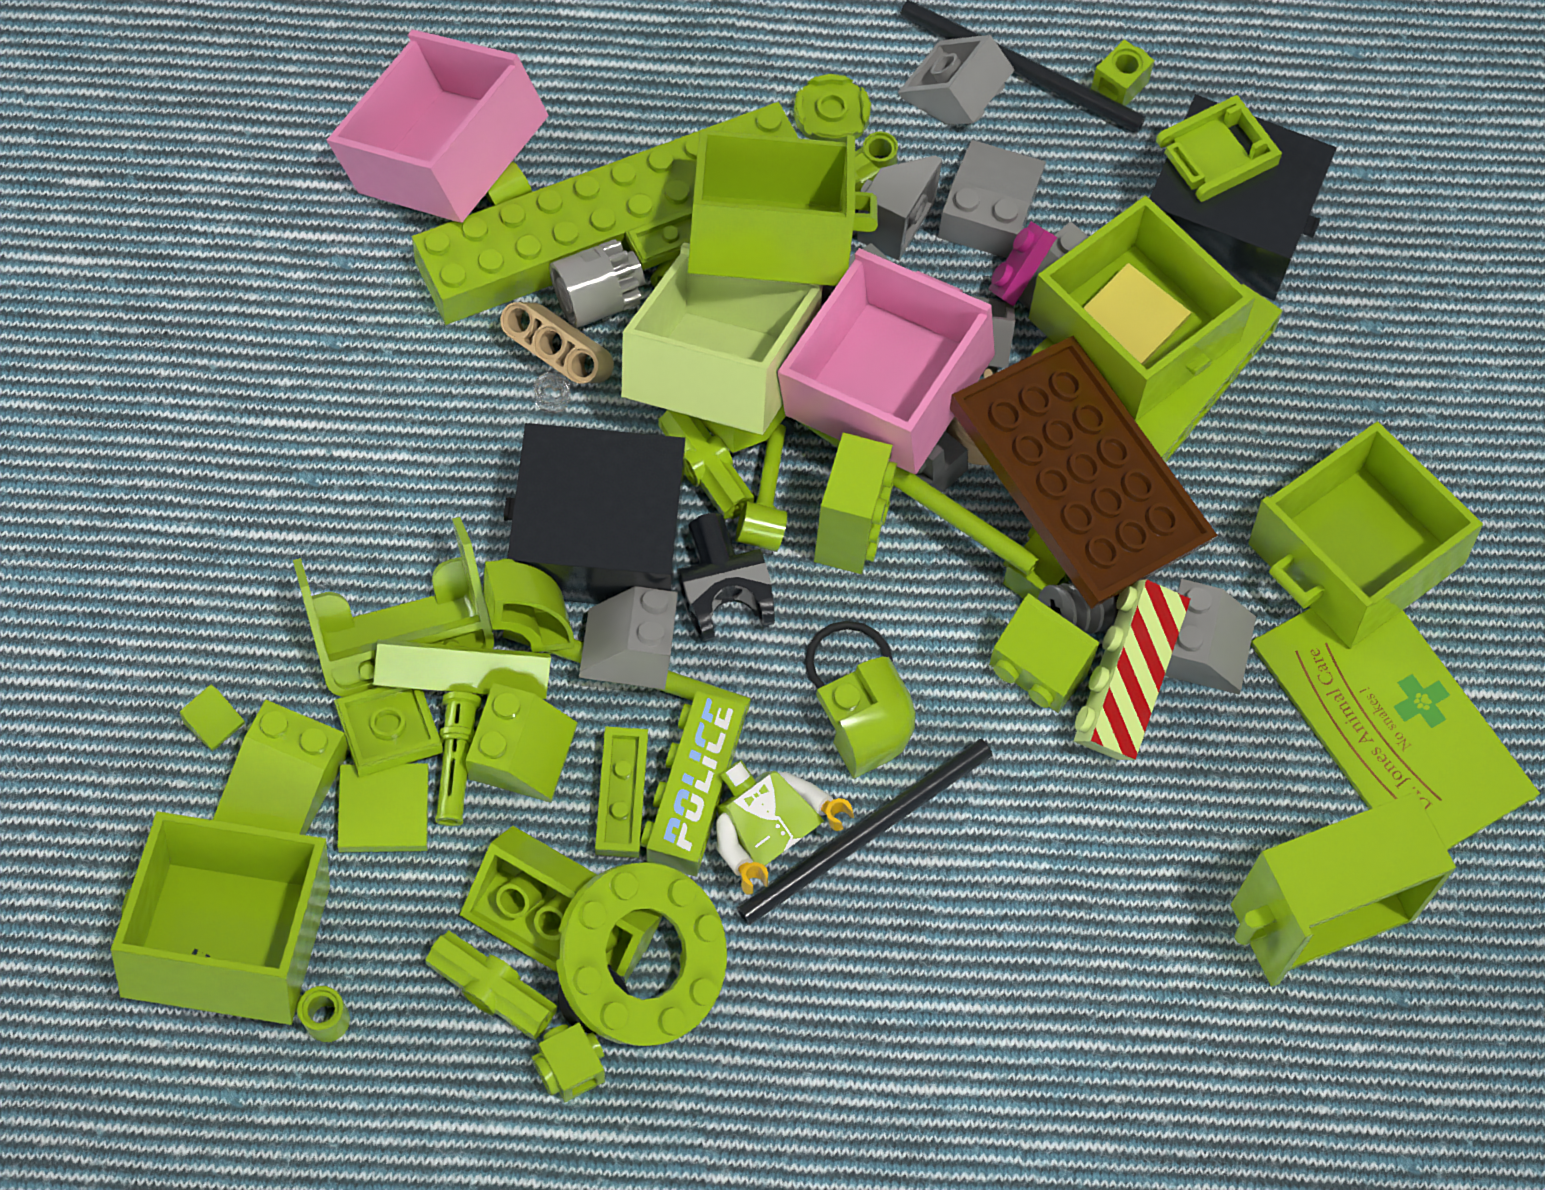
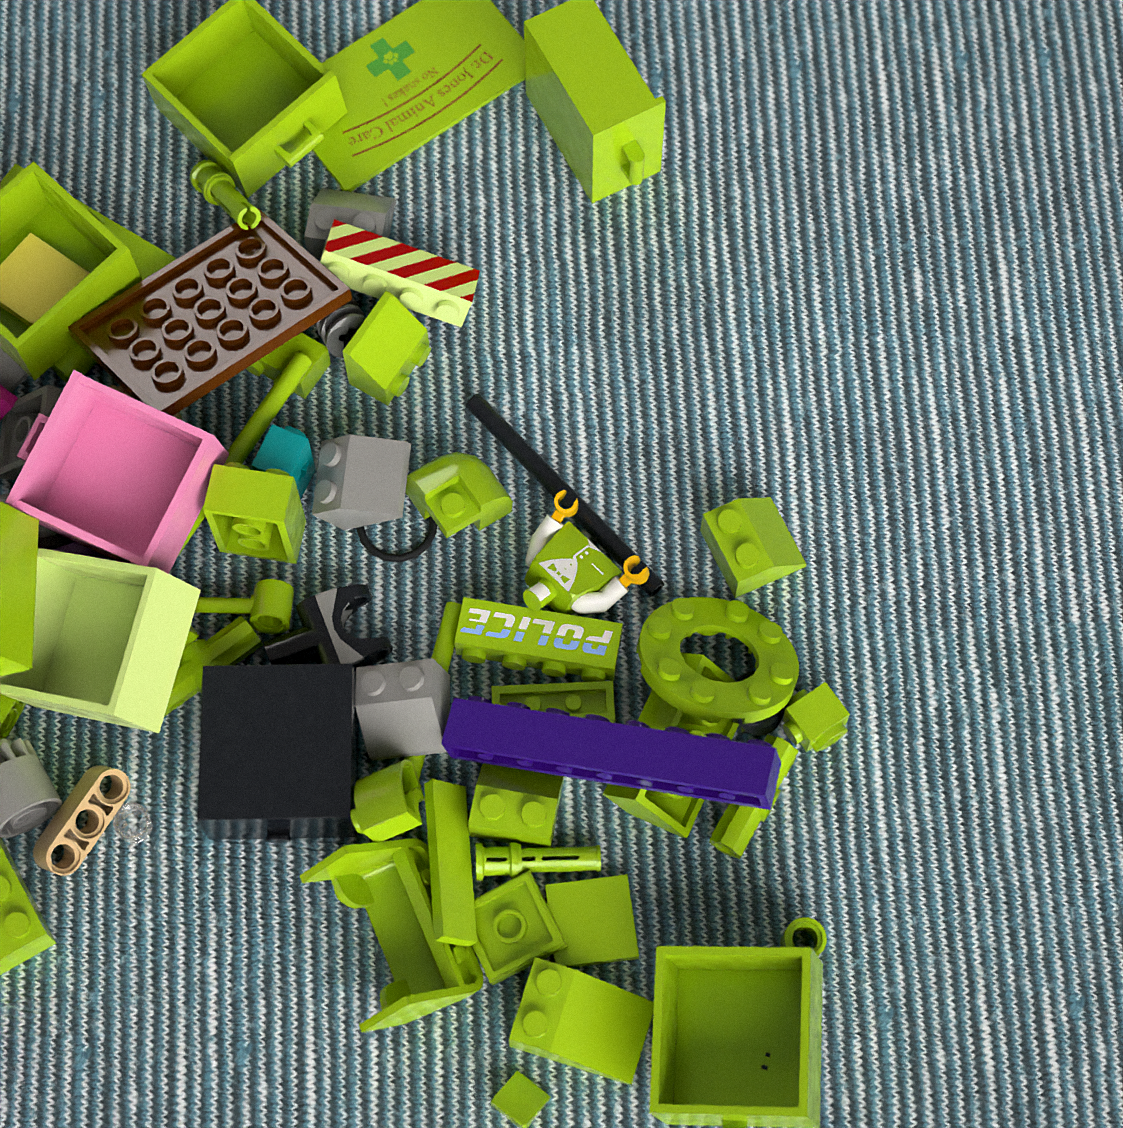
camera: 90 degrees left, 5 degrees up
(540, 825) = (613, 752): none -> dark purple brick
(785, 1021) = (750, 543): none -> lime slope
(889, 614) = (361, 480): none -> light grey slope
(913, 543) = (287, 451): none -> teal brick
(1242, 505) = (220, 190): none -> lime pin

